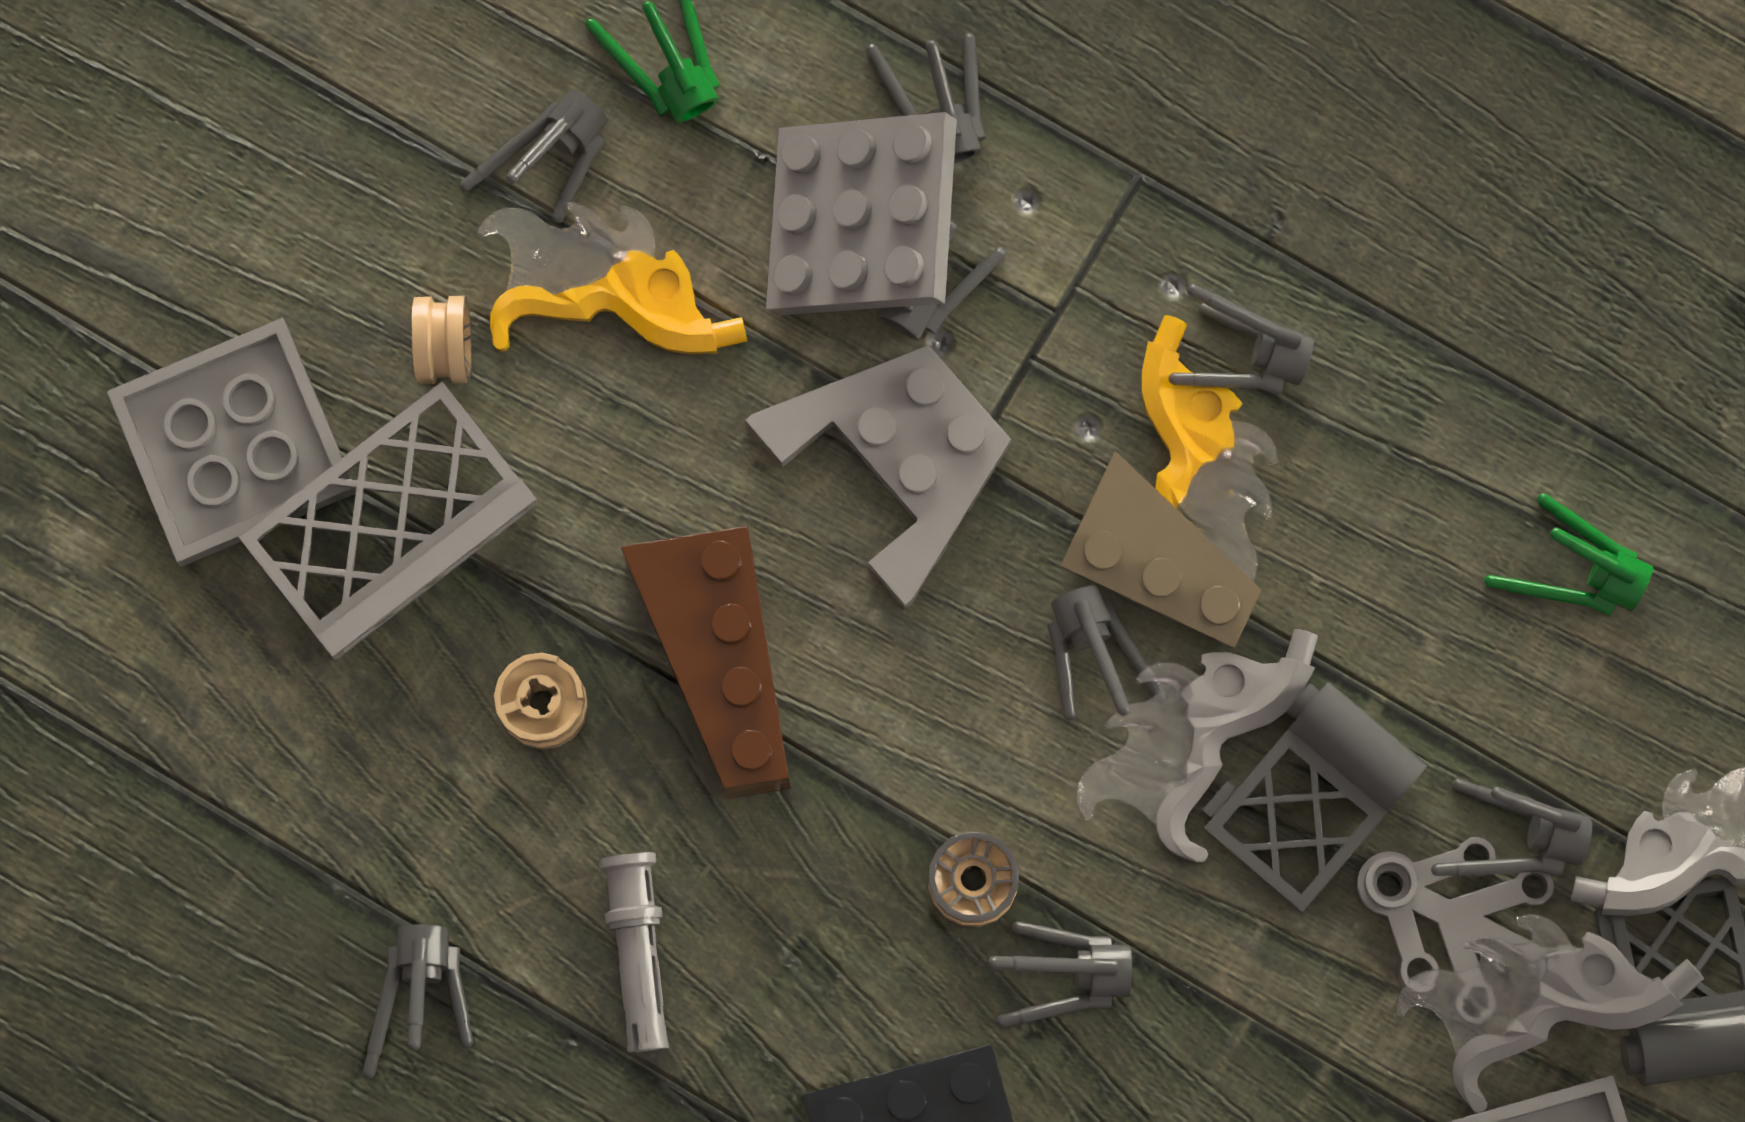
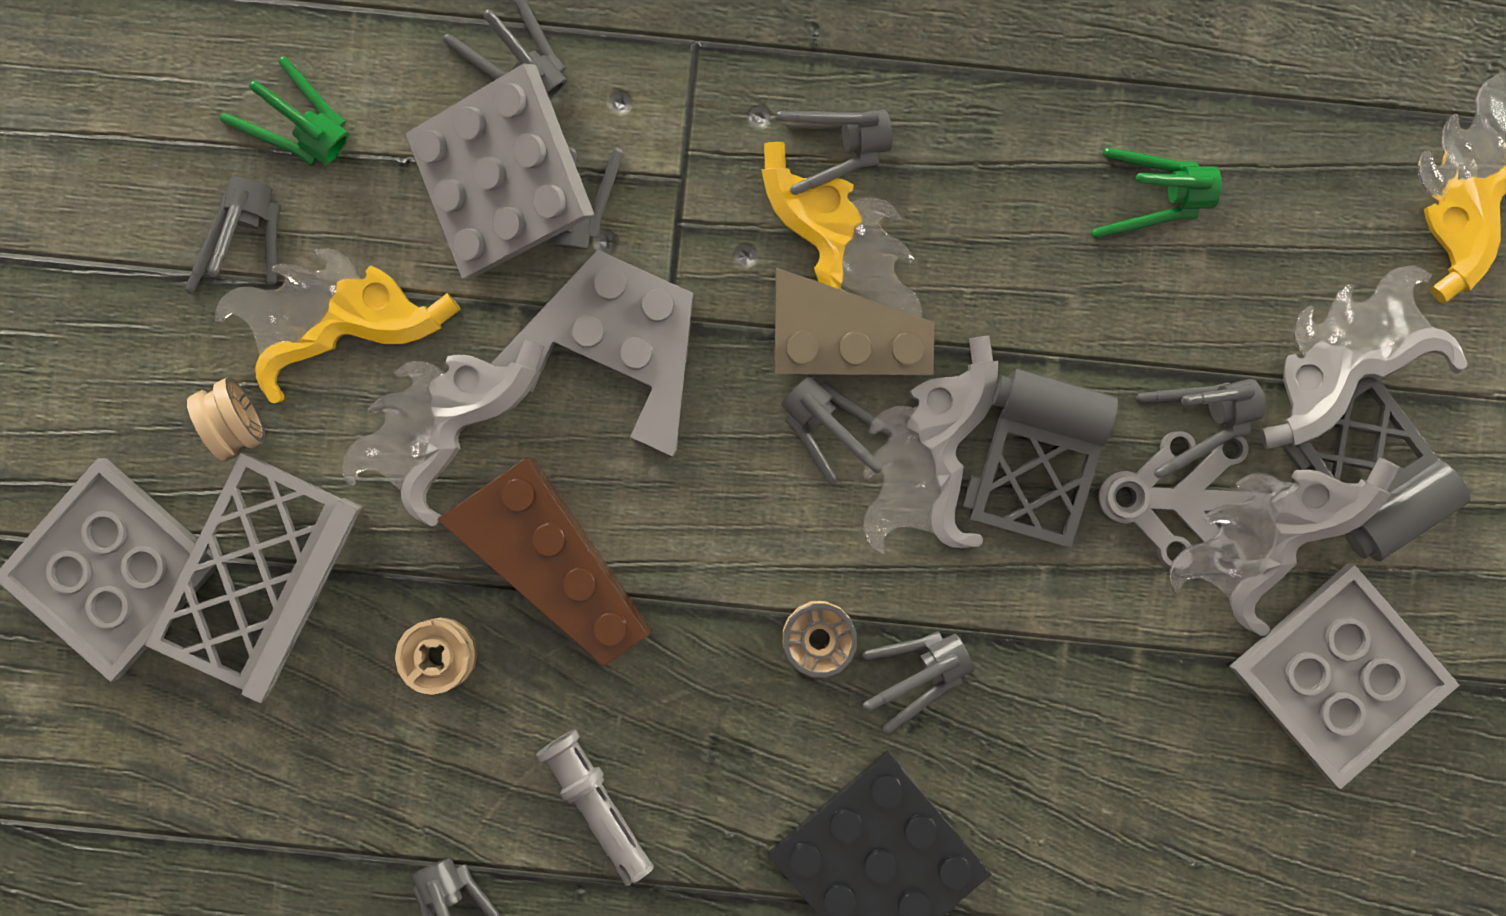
camera: 25 degrees left, 10 degrees up
(659, 439) = (428, 417): none -> piece

